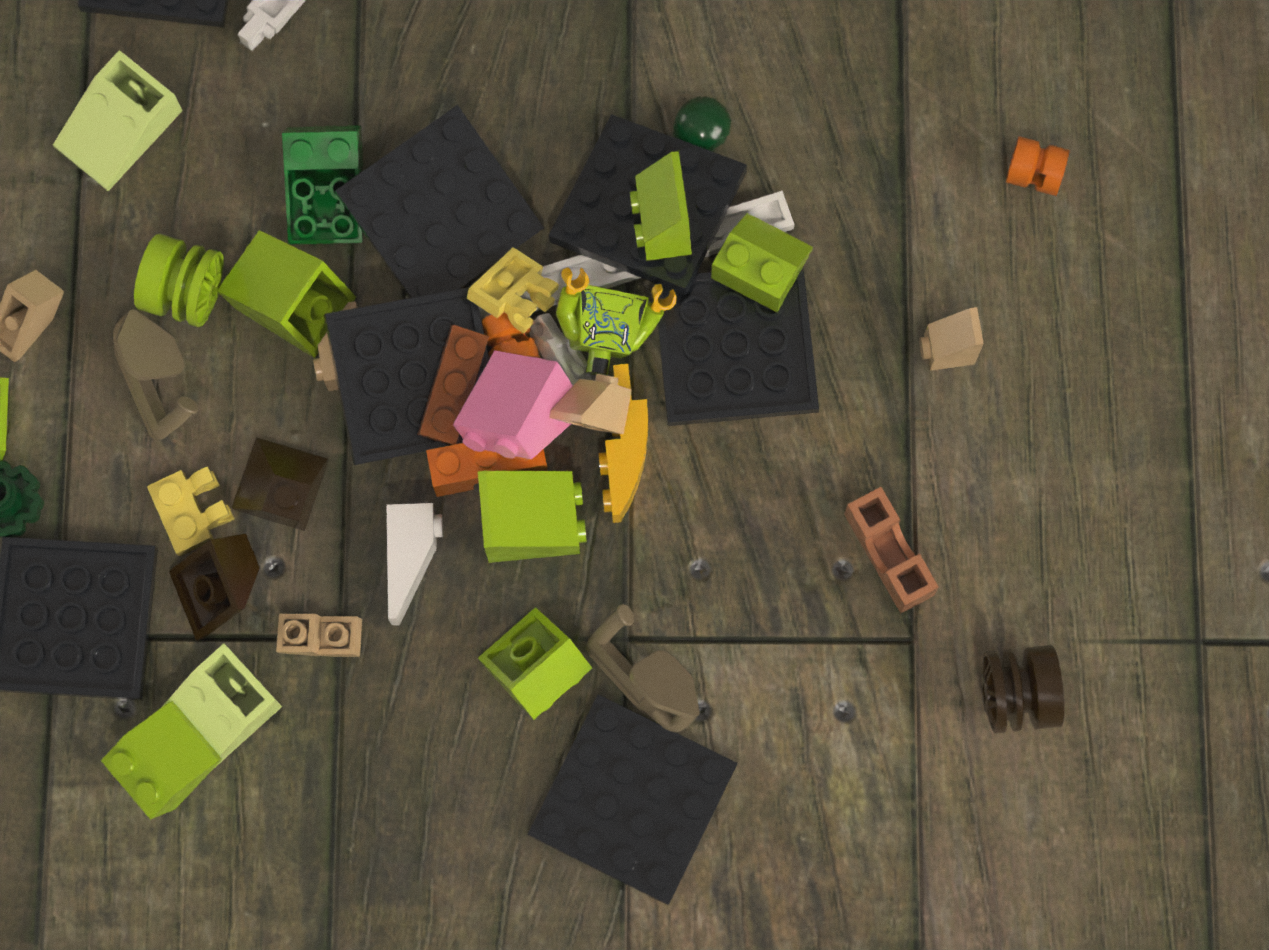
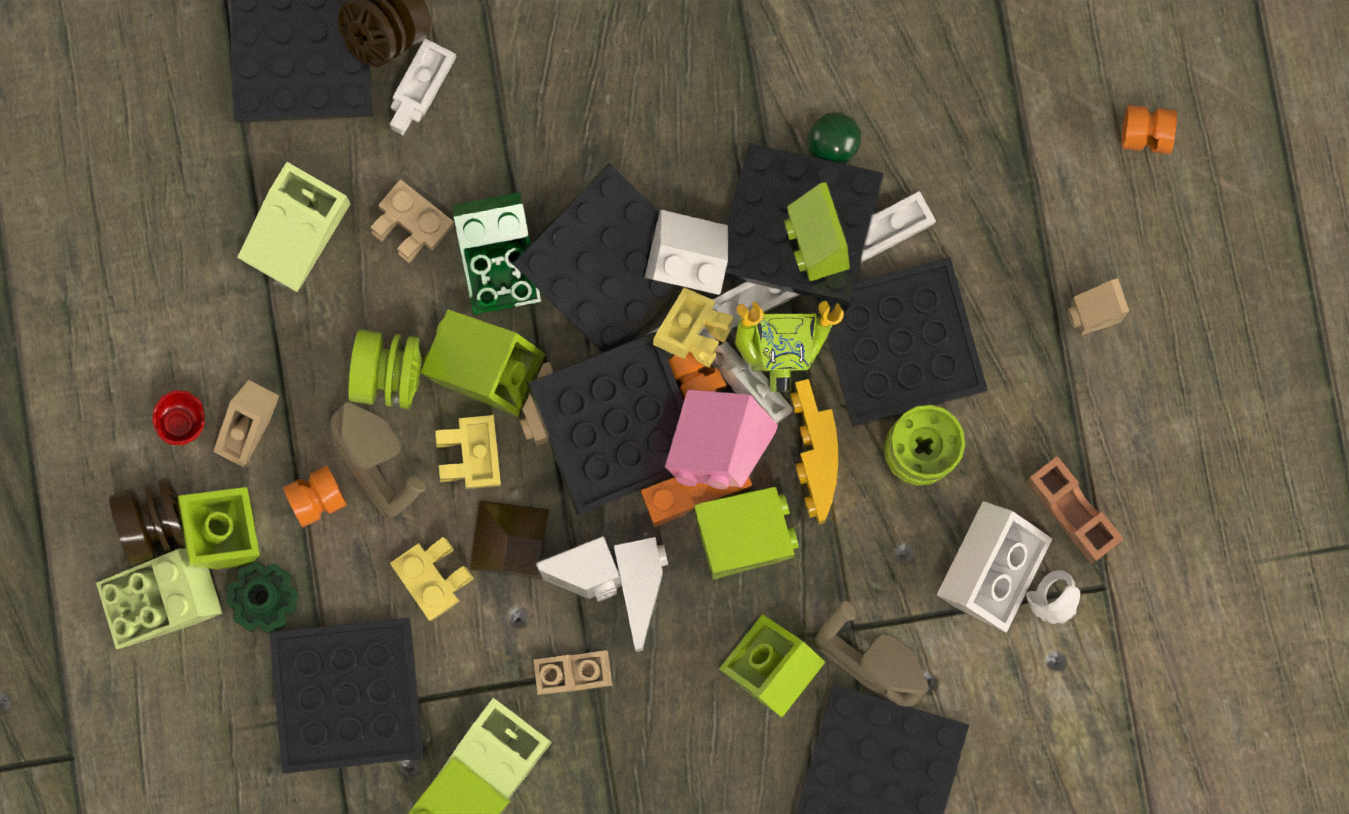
camera: 10 degrees left, 5 degrees up
(80, 402) = (314, 496): none -> orange wheel
(215, 582) = (472, 642): dark brown slope -> none
(246, 131) = (416, 216): none -> tan plate
(264, 385) = (479, 452): none -> light yellow plate
(347, 522) = (583, 570): none -> white slope
(452, 384) = (654, 425): dark orange plate -> none
(523, 212) = (688, 252): none -> white slope
(595, 405) = (787, 424): tan slope -> none
(746, 434) = (935, 428): none -> lime wheel
(760, 261) = (913, 262): lime slope -> none
(794, 596) = (994, 566): none -> white slope
(859, 653) = (1059, 610): none -> white piece
(1023, 689) = (1205, 619): dark brown wheel -> none

